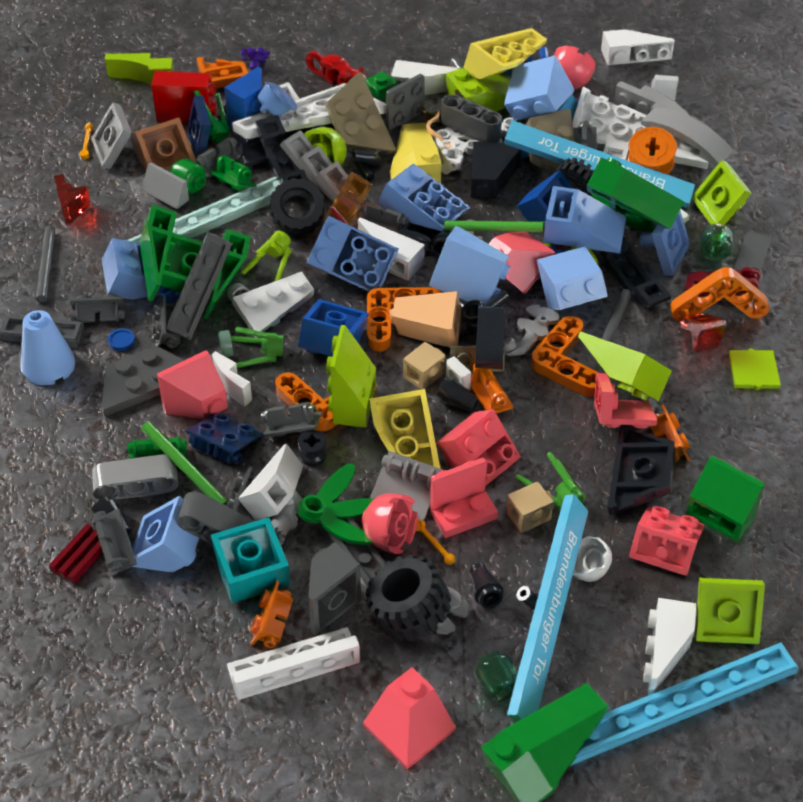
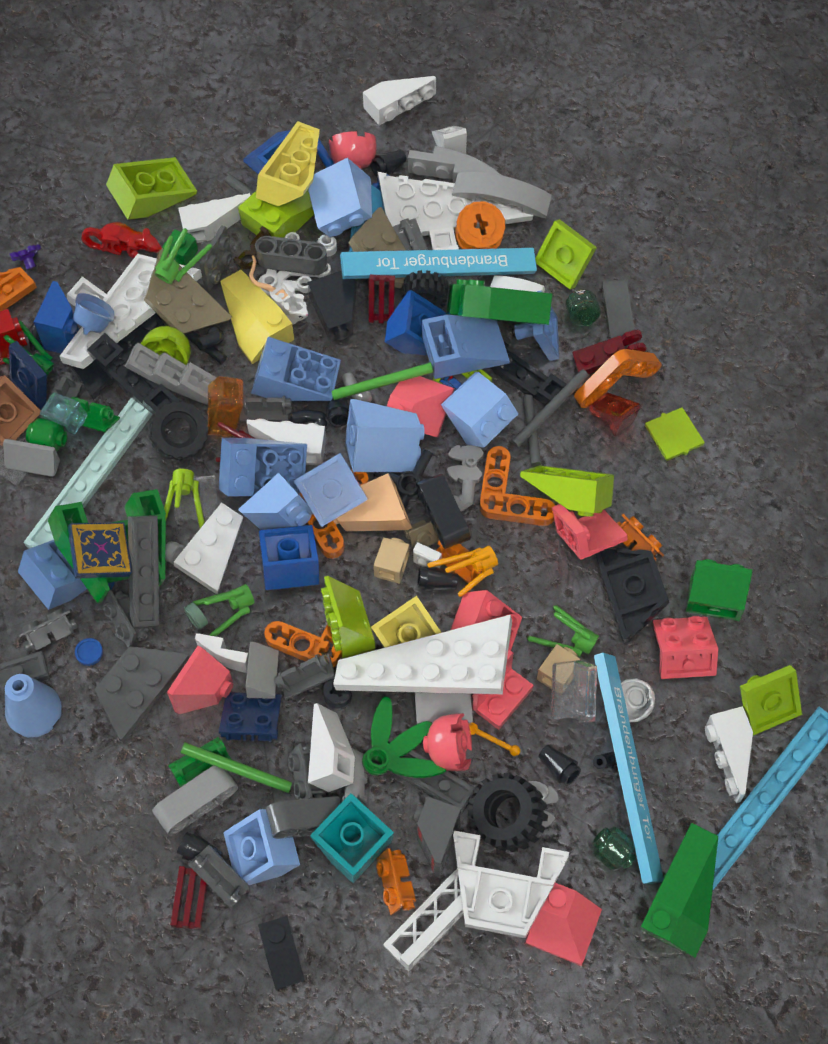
camera: 25 degrees left, 15 degrees up
(129, 626) = (281, 953): none -> black slope
(169, 251) = (99, 550): none -> tile
(212, 161) = (64, 412): none -> clear light blue bracket
(254, 400) = (261, 671): none -> light grey slope
(343, 281) = (277, 506): none -> light blue slope
(356, 84) = (167, 268): none -> bright green plant
(358, 663) = (501, 899): none -> white wing
(382, 43) = (149, 186): none -> lime slope
(397, 284) = (331, 489): none -> medium blue tile
(422, 449) = (448, 662): none -> white wing
(503, 386) = (481, 559): none -> light orange plant
(524, 167) = (381, 317): none -> dark red tile
(530, 524) = (574, 691): none -> clear panel
(599, 87) = (387, 162): none -> black cone
(640, 303) = (549, 409): none -> dark grey bar

